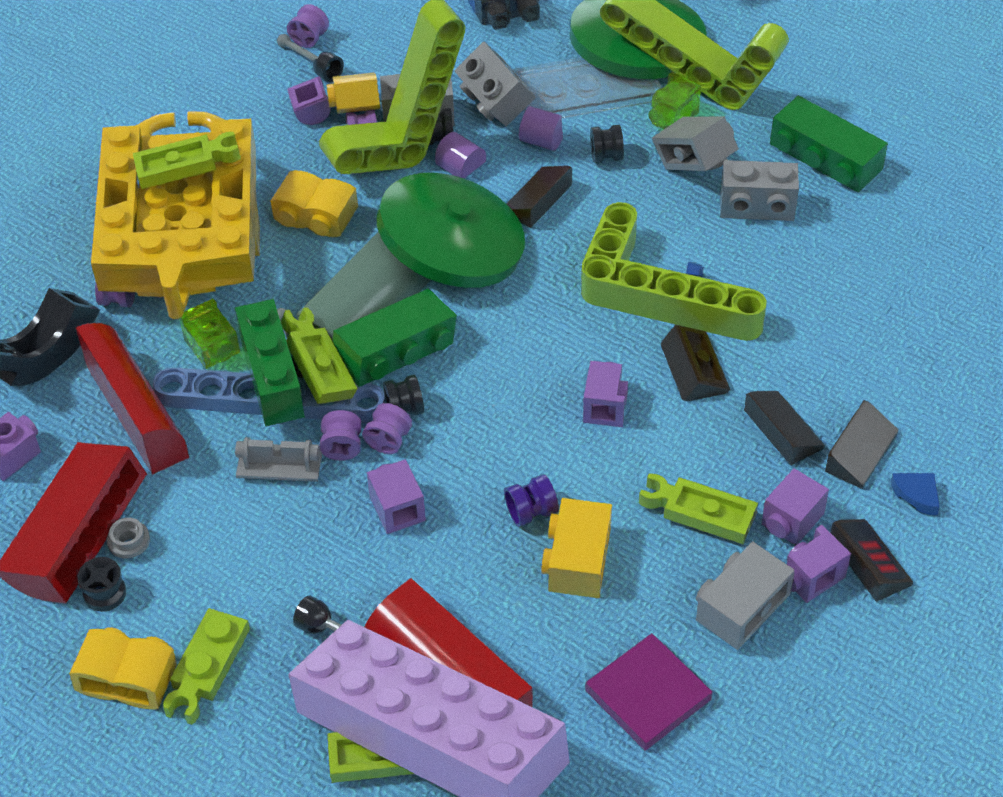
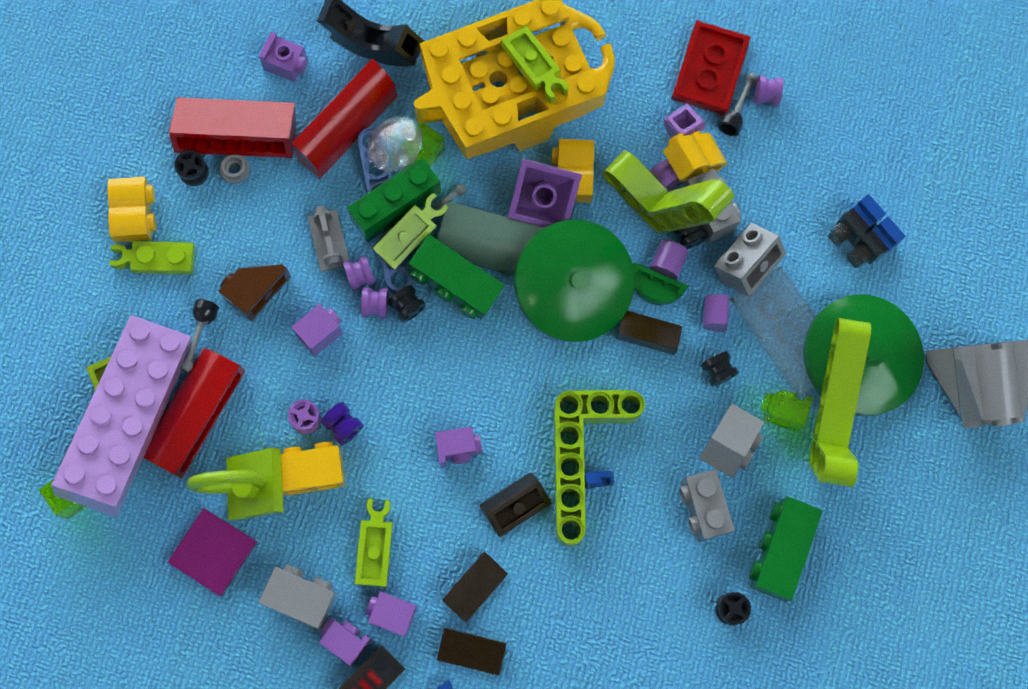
camera: 65 degrees right, 25 degrees up
(195, 346) = (394, 144): none -> clear dish
(252, 68) = (711, 68): none -> red tile
(308, 553) = (253, 288): none -> reddish brown slope
(333, 222) = (543, 194): none -> medium lavender slope
(490, 172) = (656, 287): none -> green tile
(503, 529) = (301, 412): none -> medium lavender wheel
(577, 608) = (250, 482): none -> lime tile
(880, 203) = (737, 604): none -> black wheel

